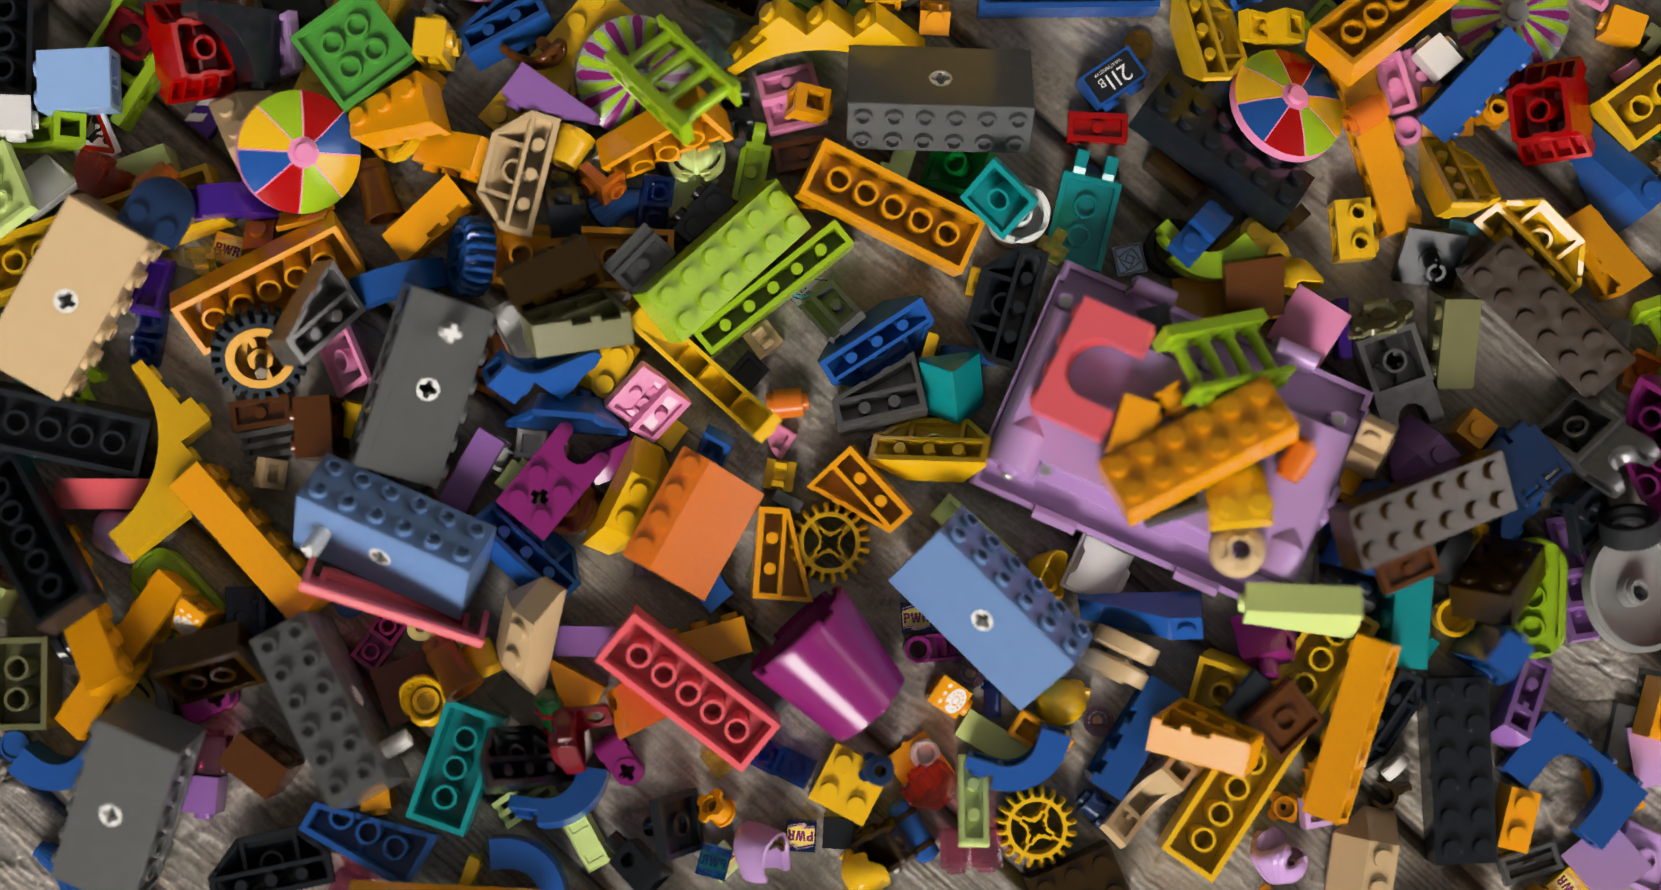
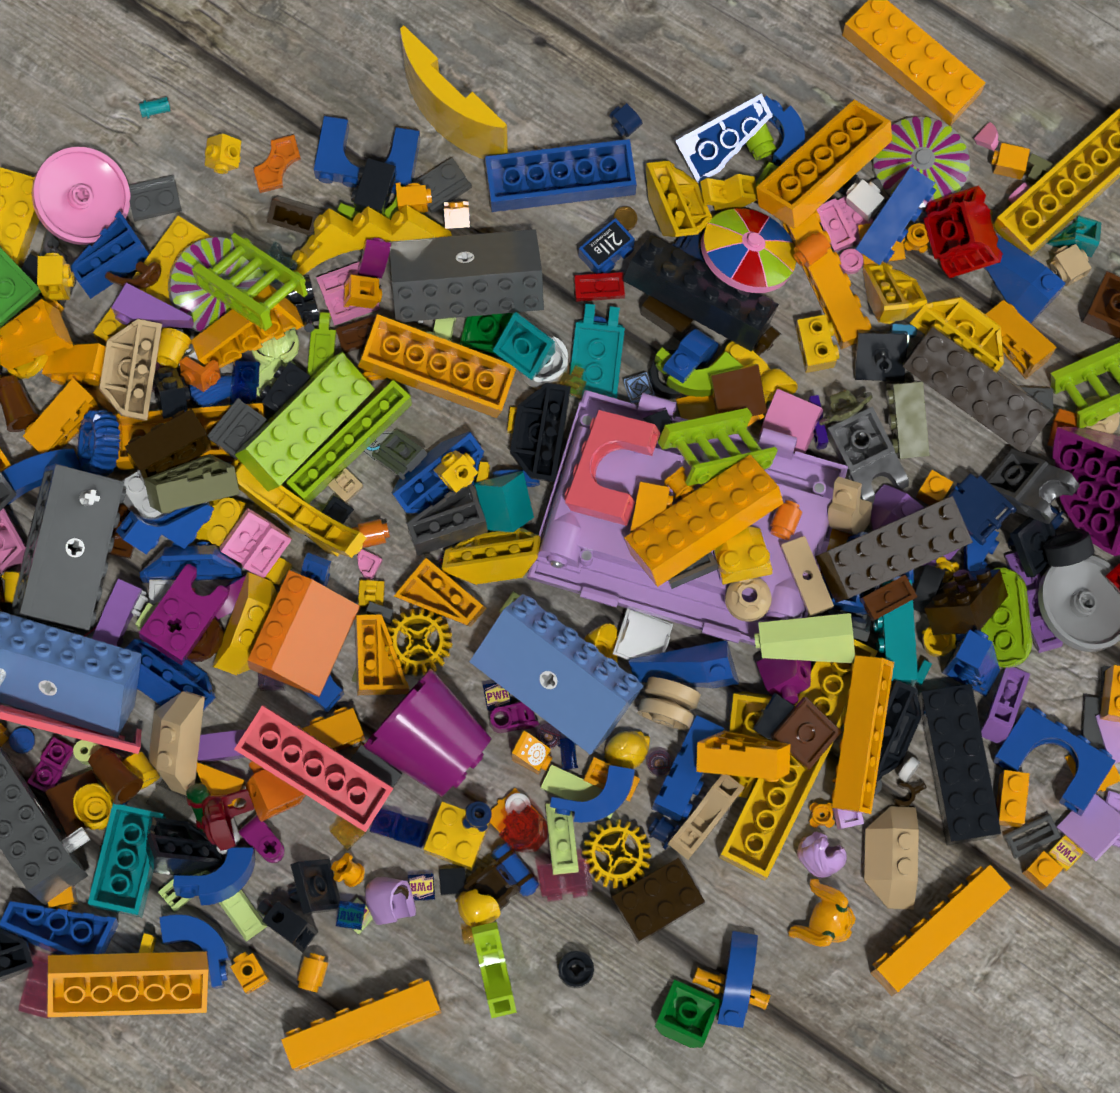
camera: 10 degrees left, 10 degrees down
(828, 63) = (374, 258): none -> magenta slope
(899, 343) = (456, 470): none -> yellow brick
(1317, 552) = (801, 561): none -> tan tile

